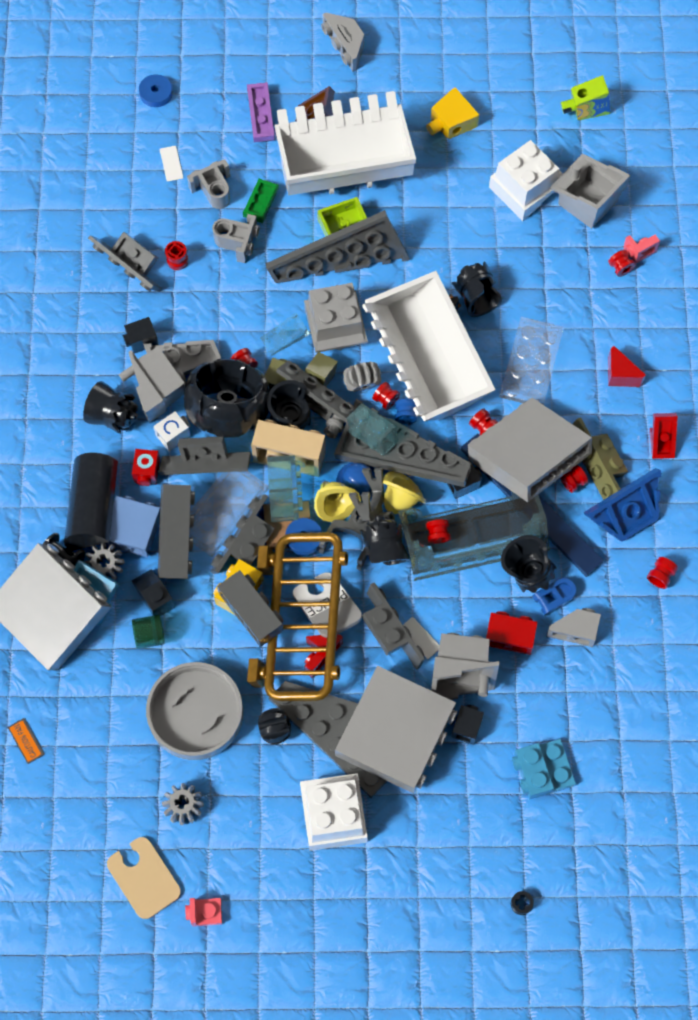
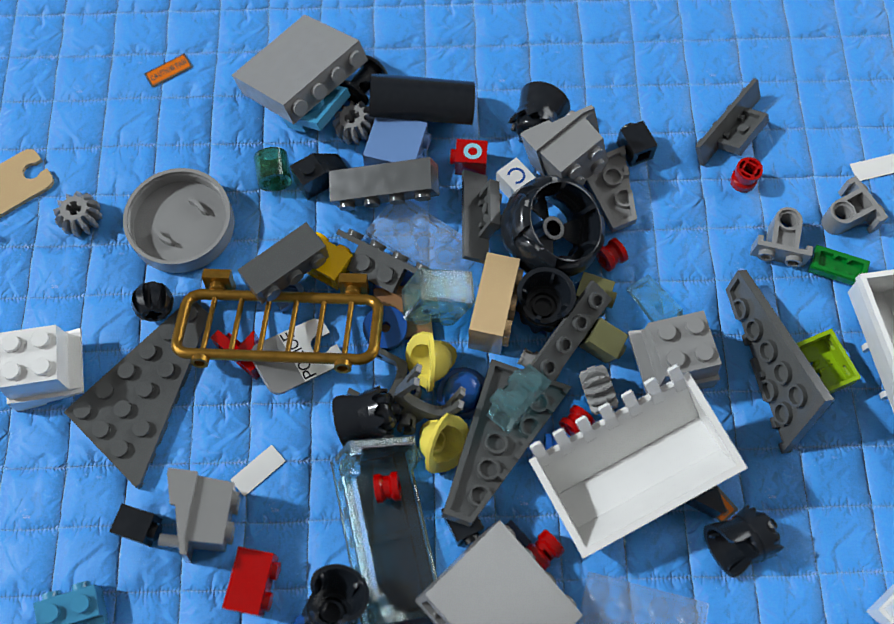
camera: 90 degrees right, 0 degrees up
(388, 629) = (260, 426): dark grey bracket -> none
(396, 729) = (128, 435): light grey brick -> none

